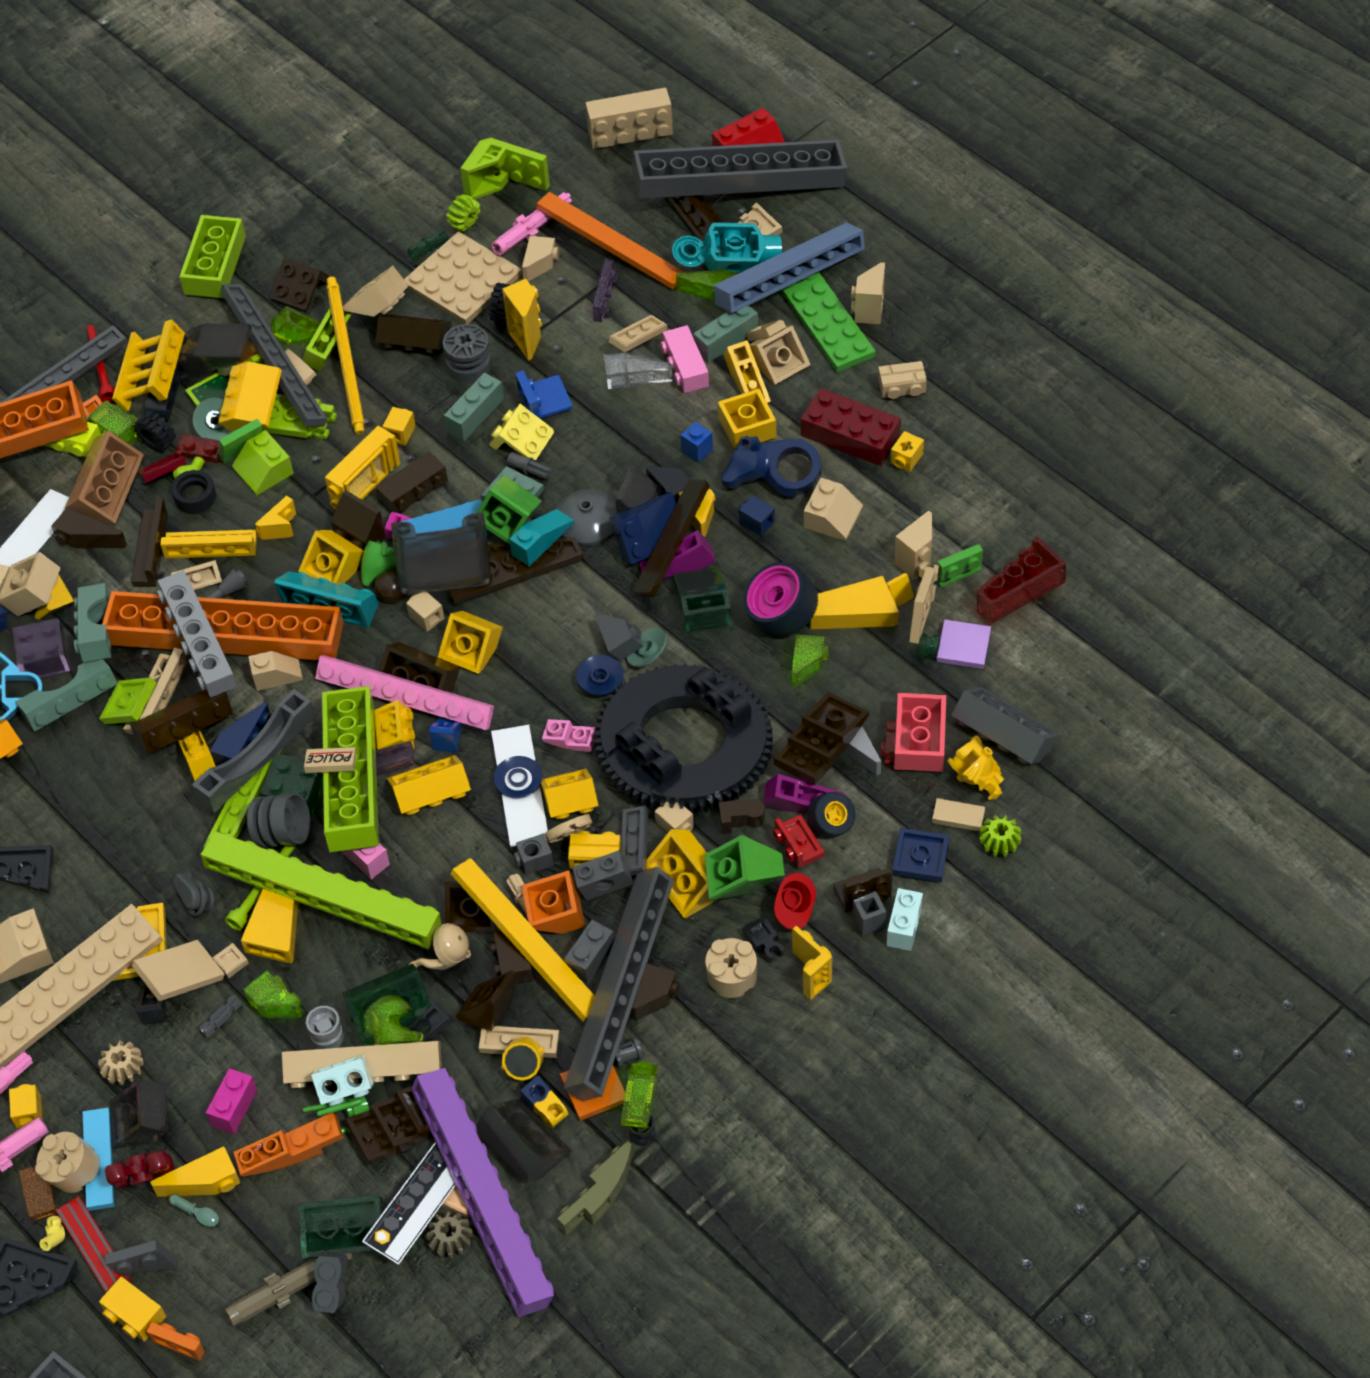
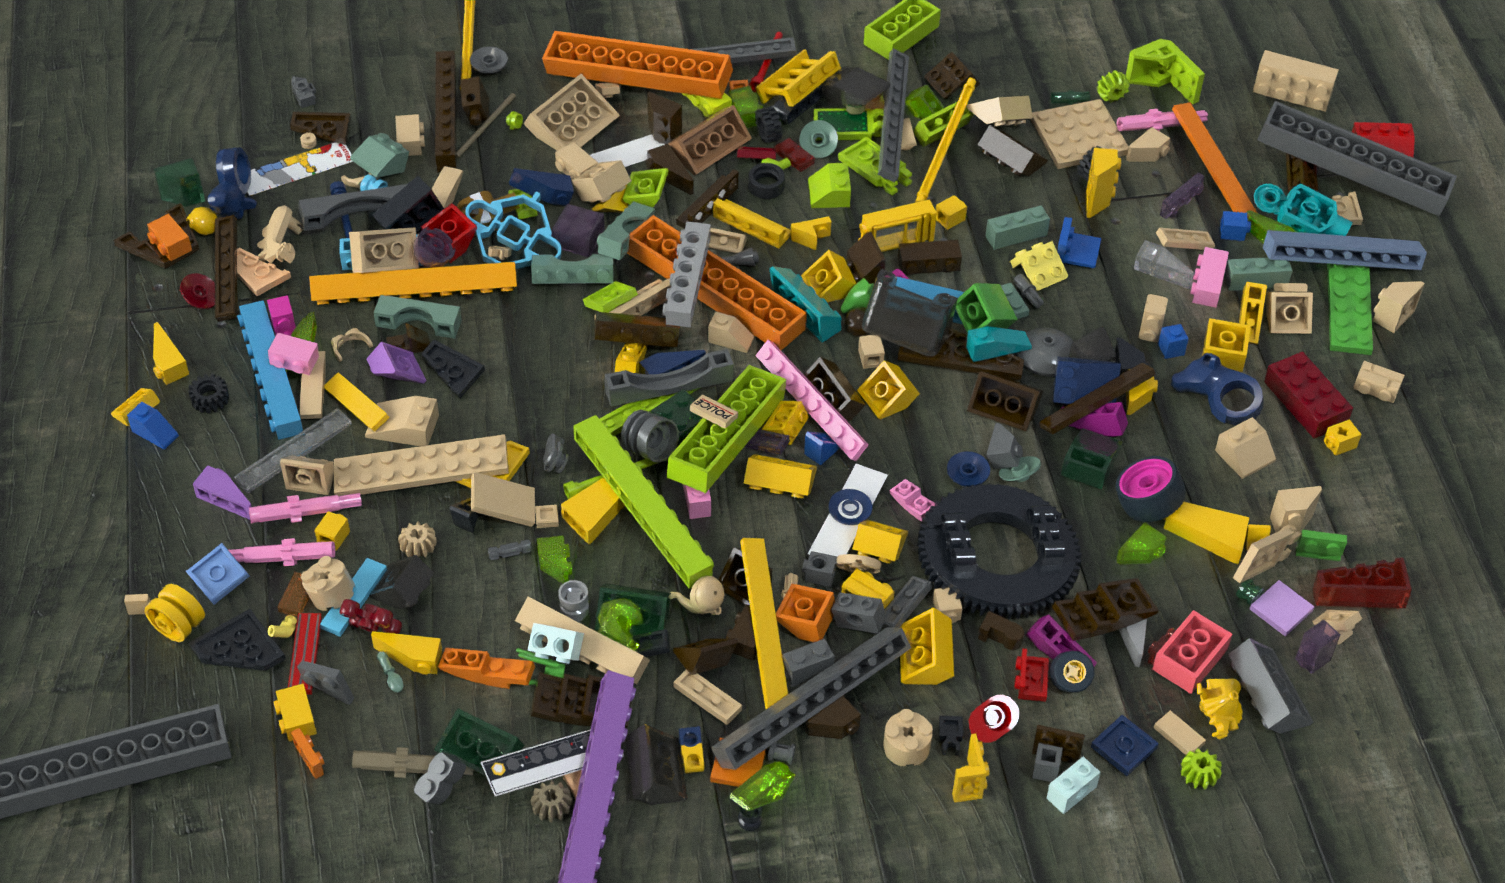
camera: 30 degrees right, 5 degrees down
(42, 483) = (664, 118): none -> dark brown slope
(79, 565) = (645, 187): none -> lime slope
(231, 1101) = (471, 612): dark pink brick -> none
(233, 443) = (819, 158): bright green tile -> none
(249, 395) = (852, 134): yellow slope -> none
(467, 353) = (1040, 185): dark grey wheel -> none
(522, 1058) = (699, 708): piece -> none
(585, 588) = (1004, 400): none -> dark brown slope
(605, 1183) = (694, 838): olive slope -> none
(665, 429) = (1153, 318): none -> tan brick
(671, 295) = (1234, 225): none -> blue brick
(741, 868) = (966, 667): bright green slope -> none
(756, 515) = (1181, 420): dark blue brick -> none
(1021, 631) = (1341, 620): none -> tan slope
(1022, 662) = (1317, 646): none -> clear purple brick

